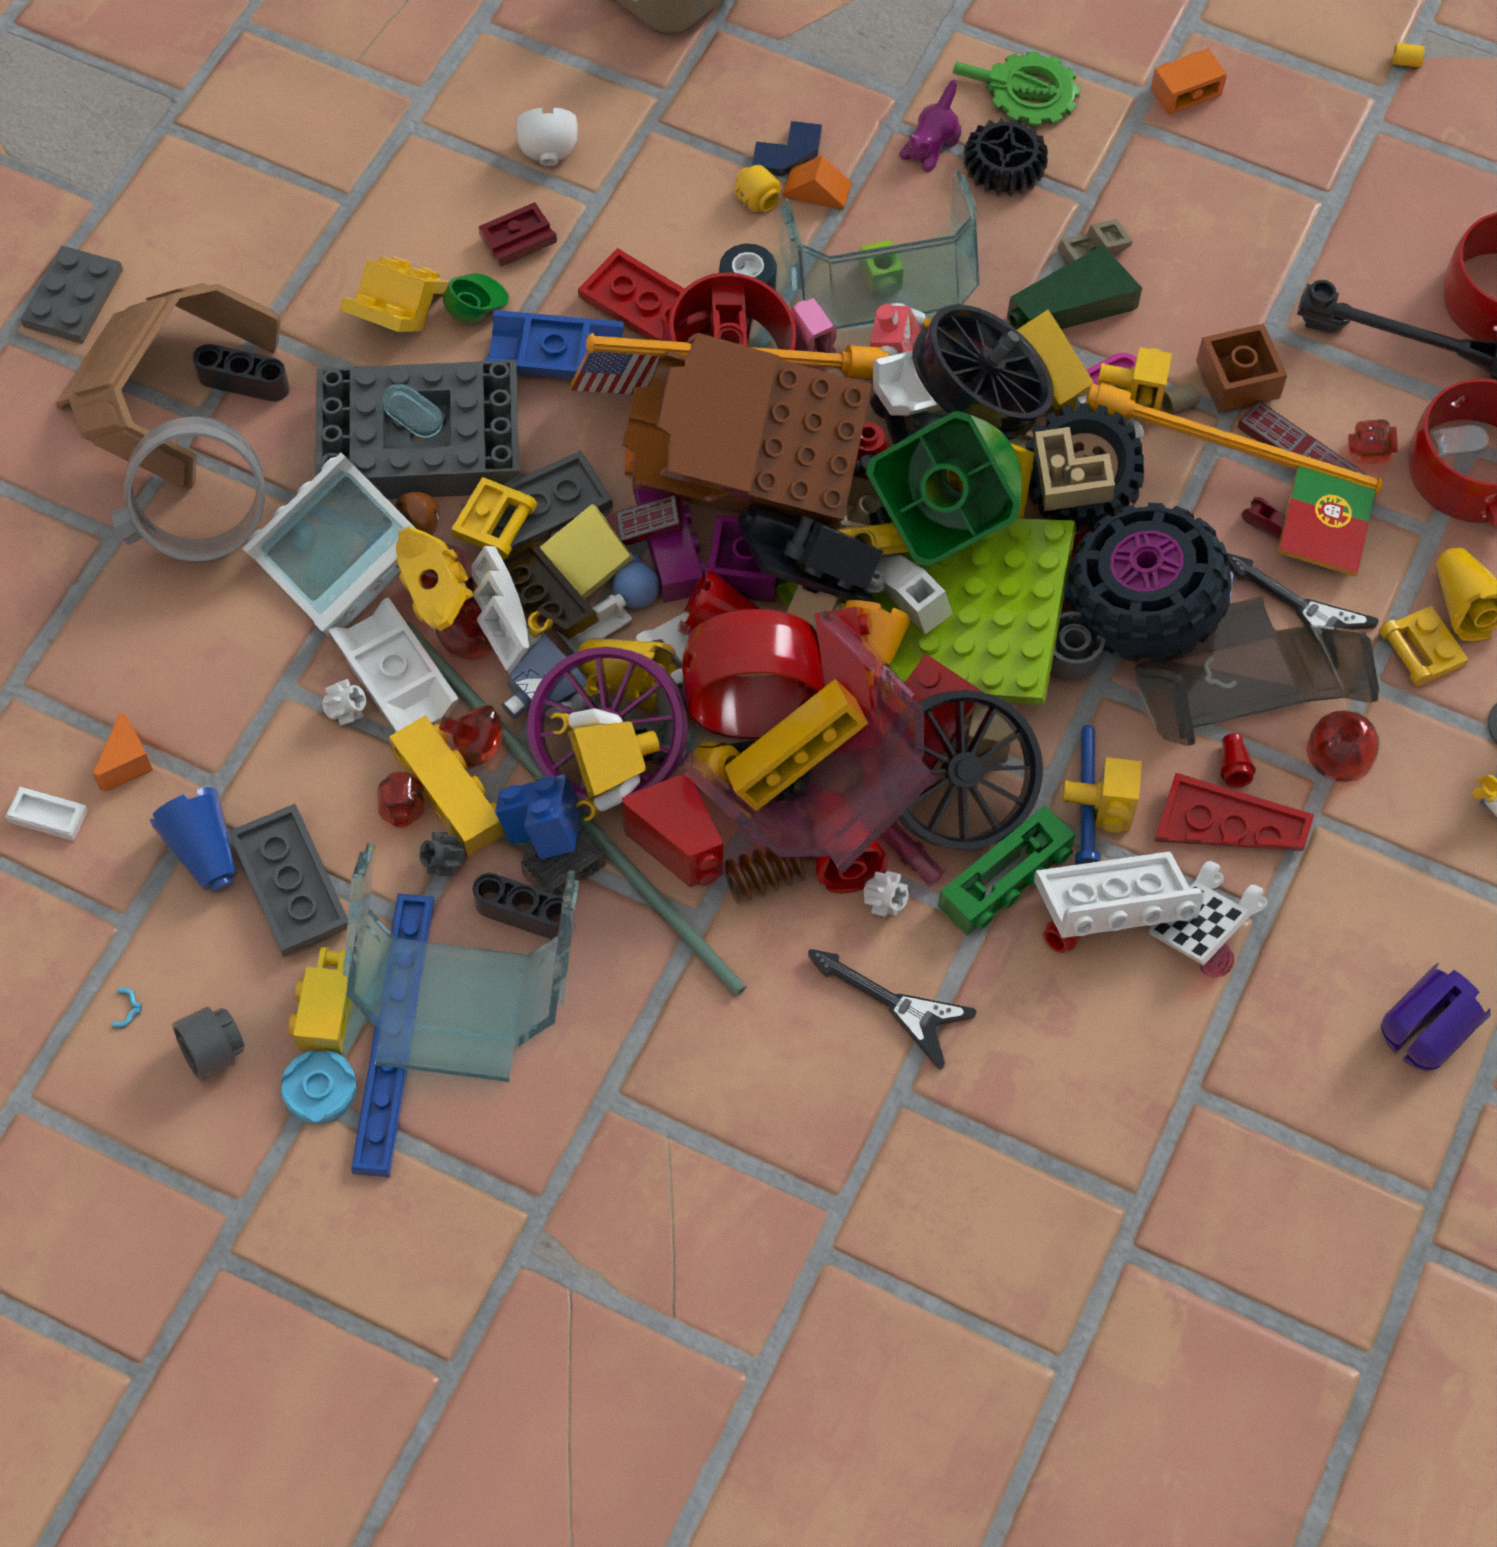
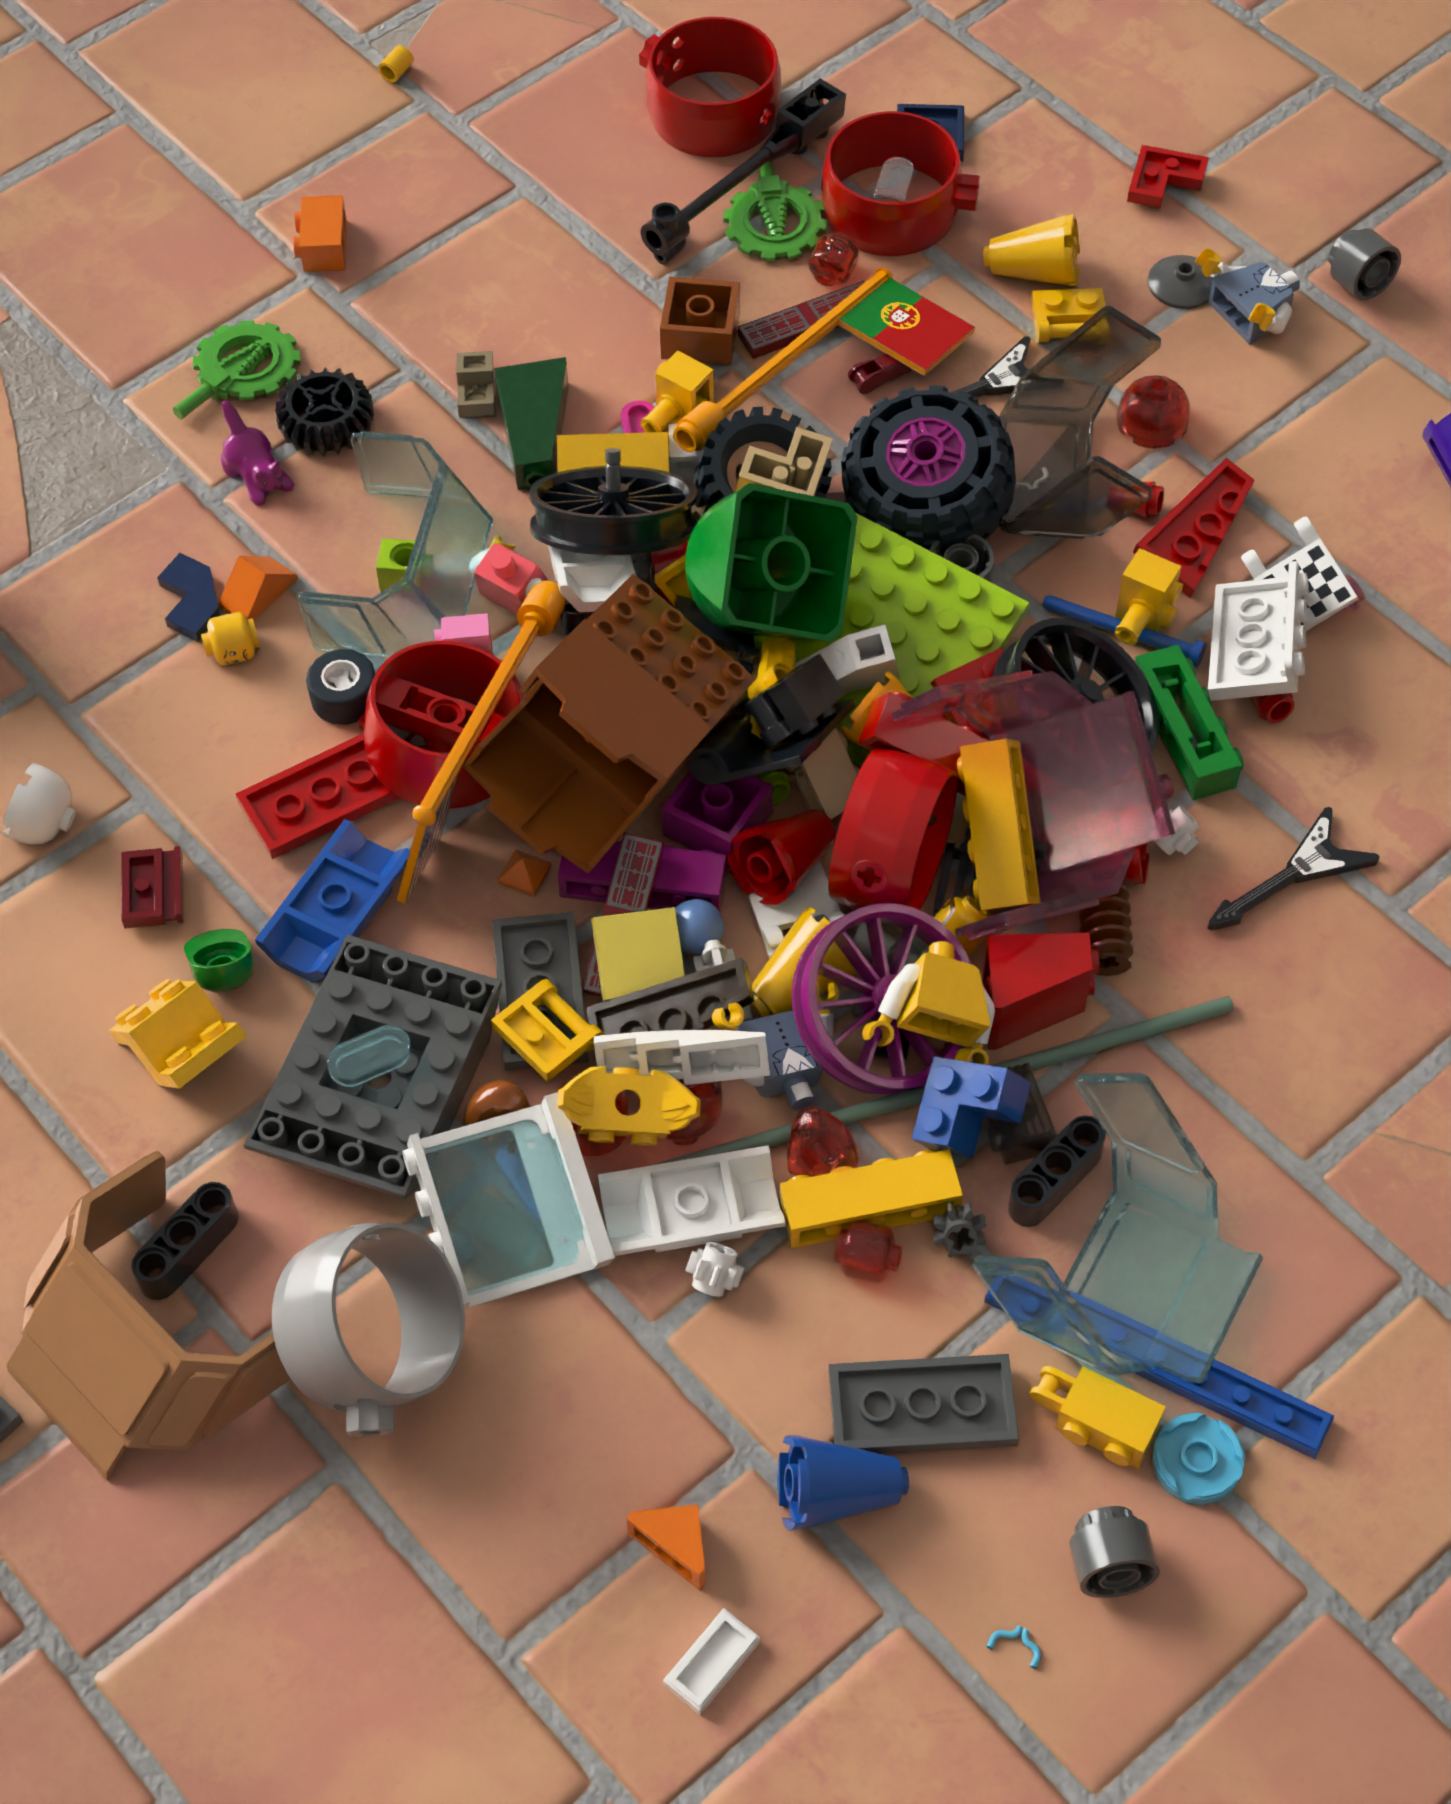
camera: 65 degrees left, 5 degrees down
(1417, 374) = (771, 200): none -> bright green bar

